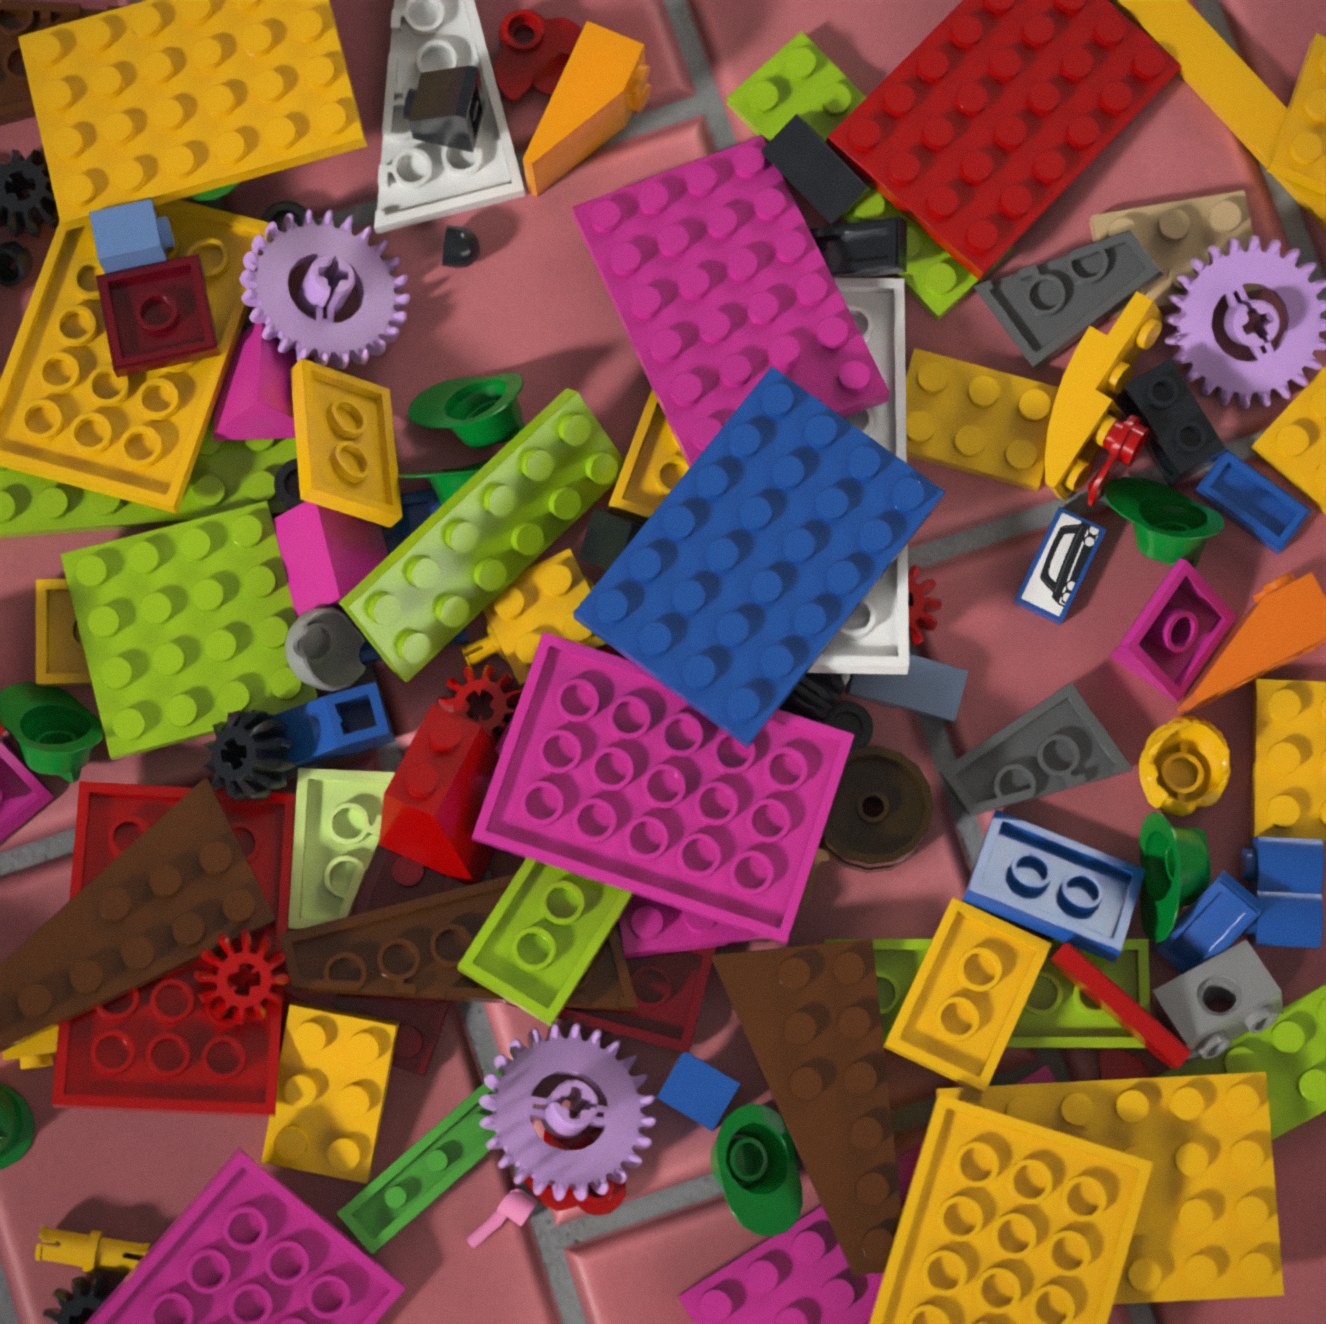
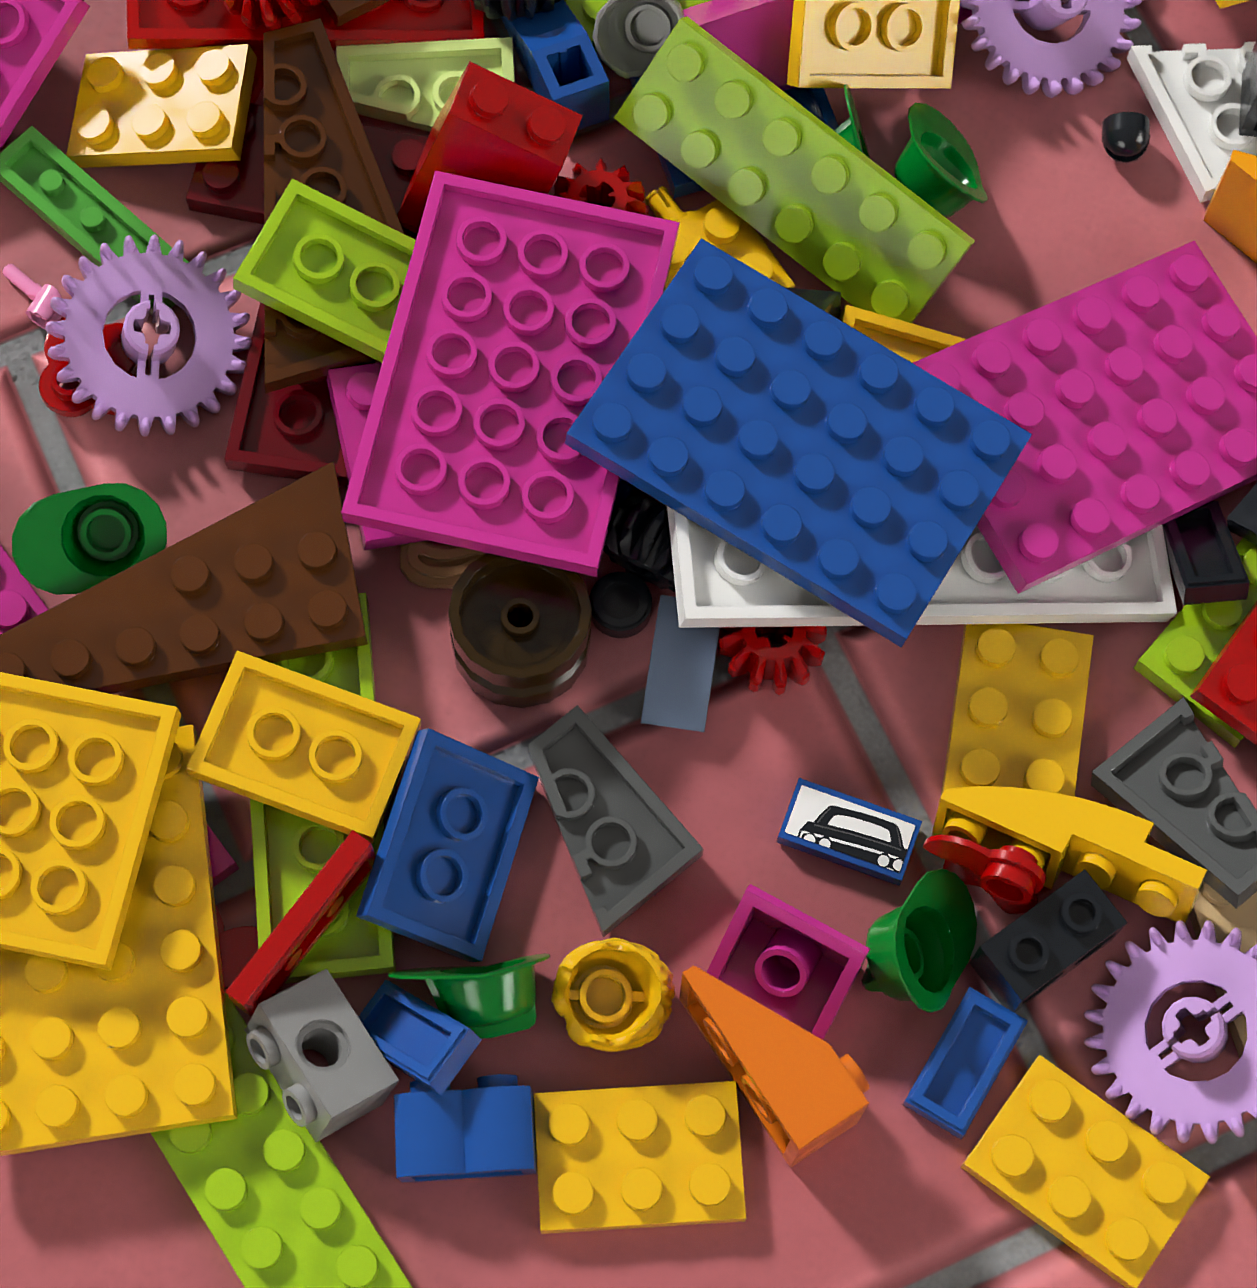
camera: 80 degrees right, 10 degrees down
(698, 1090) = (178, 472): blue panel -> none

